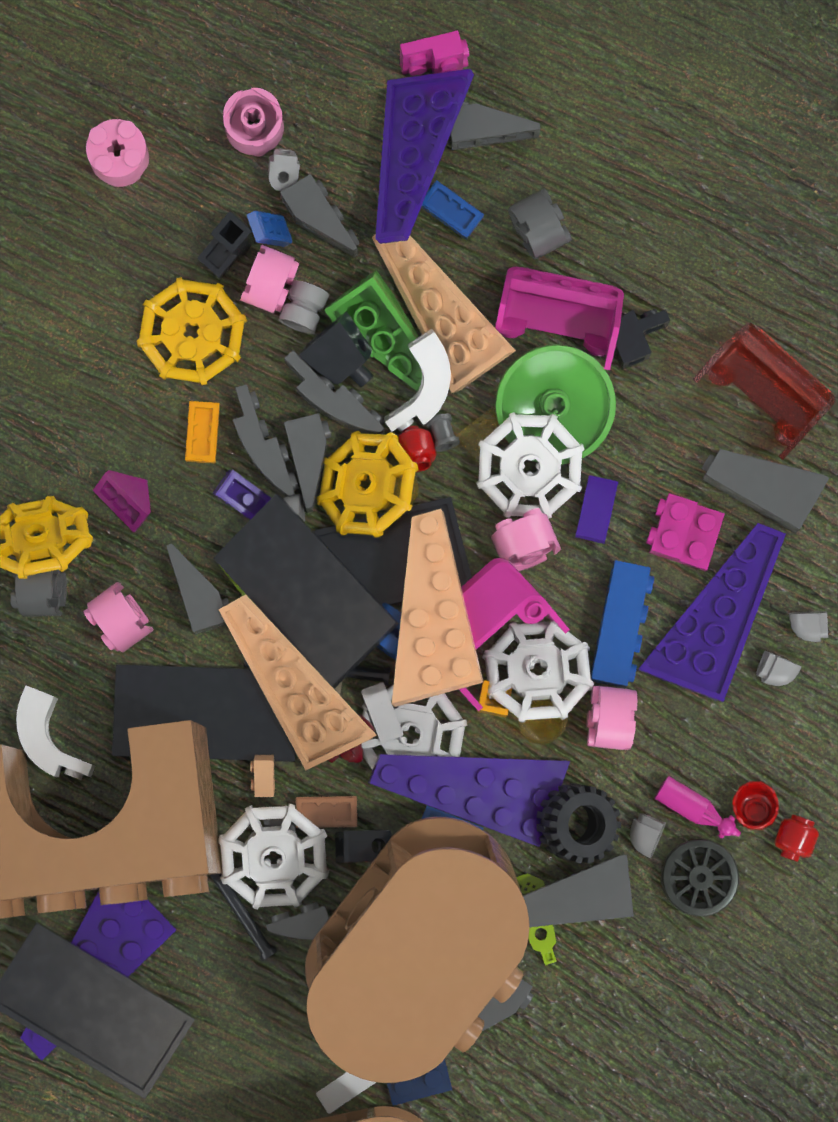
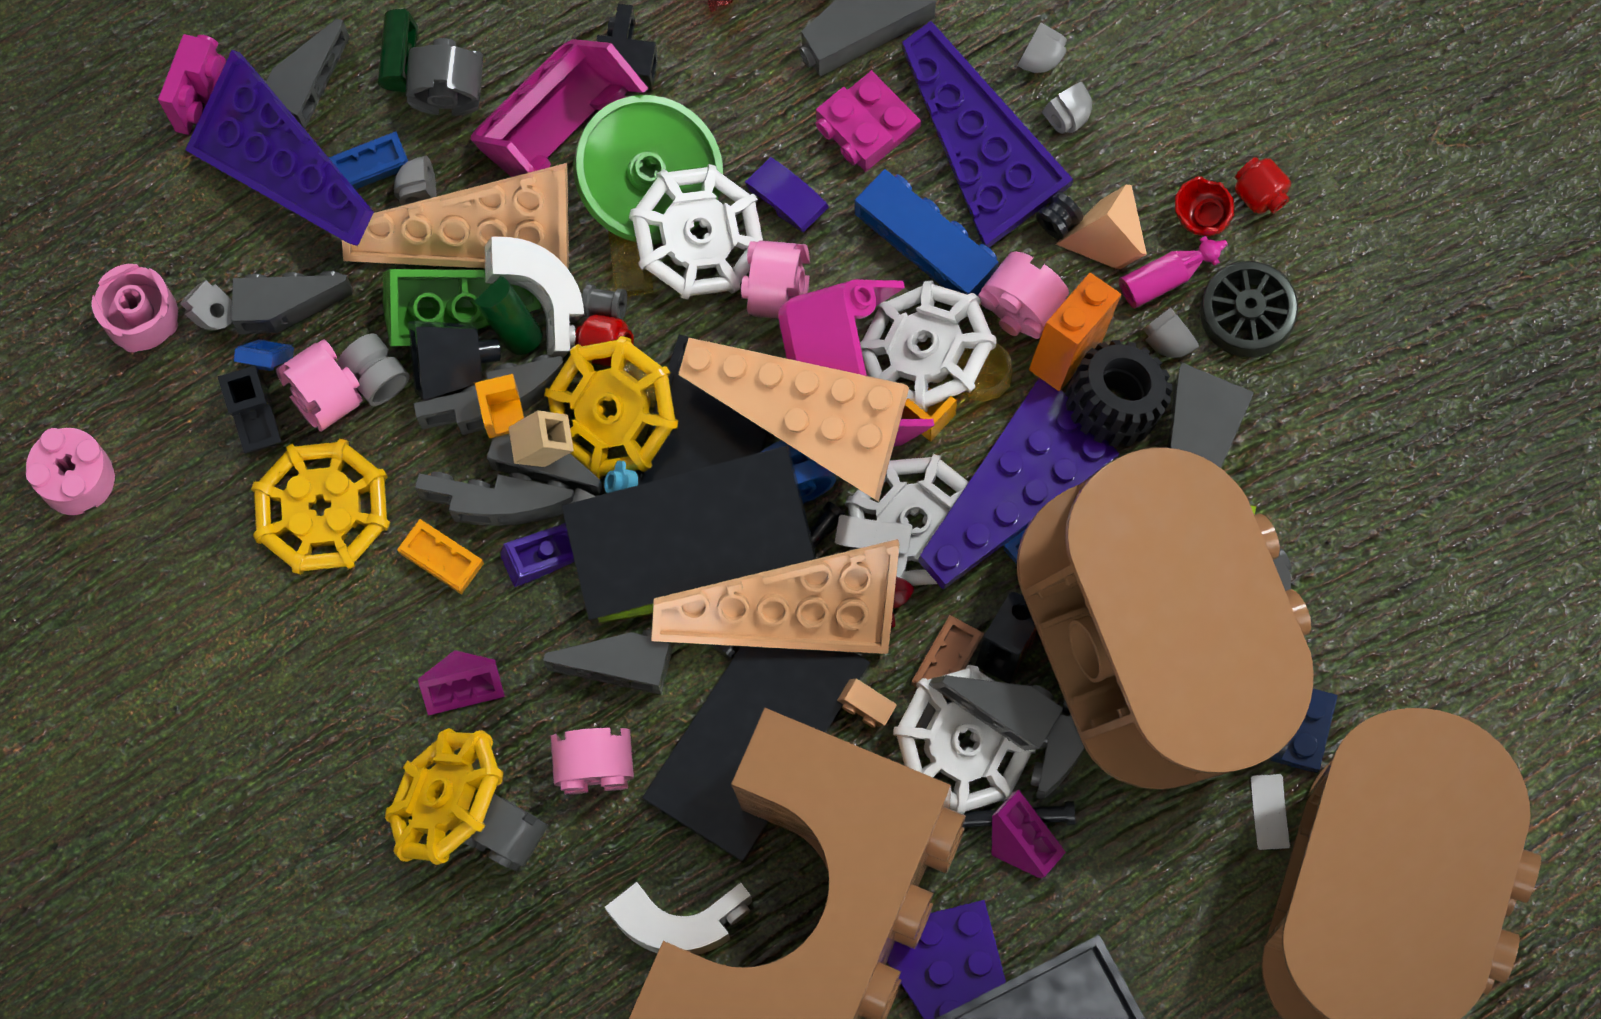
camera: 50 degrees left, 10 degrees down
(232, 933) = (1023, 837): none -> magenta slope
(307, 872) = (1013, 710): none -> dark grey slope
(311, 453) = (541, 438): none -> tan brick
(320, 411) = (499, 404): none -> light orange panel
(320, 521) = (620, 478): none -> medium azure plate
(391, 377) = (509, 317): none -> dark green brick
(455, 251) = (415, 181): none -> light grey piece
(547, 176) = (397, 40): none -> dark green brick
(602, 768) = (1074, 330): none -> orange brick
(690, 707) = (1059, 216): none -> black wheel
(700, 747) = (1109, 231): none -> light nougat slope

